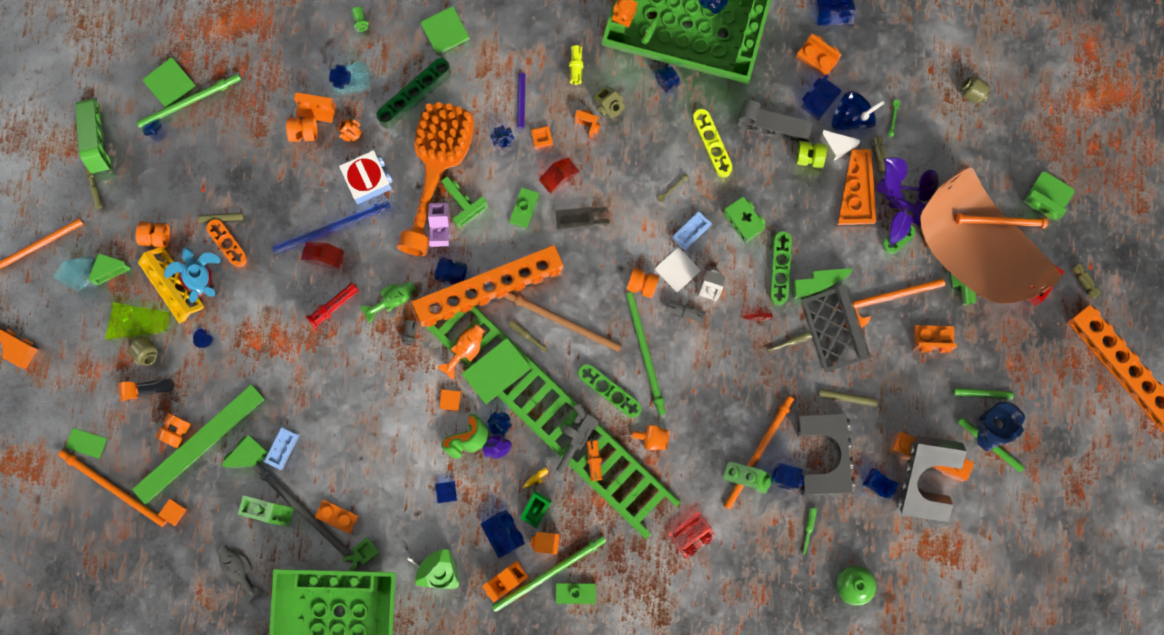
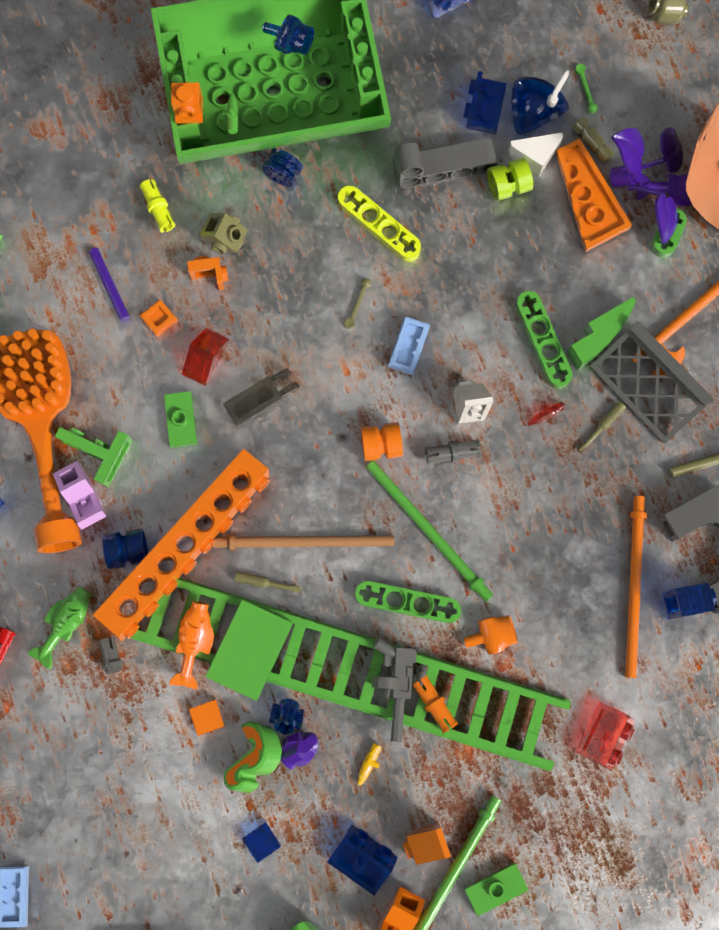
camera: 30 degrees left, 0 degrees up
(502, 137) = (107, 342): clear blue gear -> none
(536, 509) = (390, 804): green slope -> none
(677, 269) = (415, 404): white sticker -> none
(745, 229) = (475, 312): bright green brick -> none
(747, 476) = (637, 625): bright green bracket -> none
(819, 55) = (456, 52): orange bracket -> none

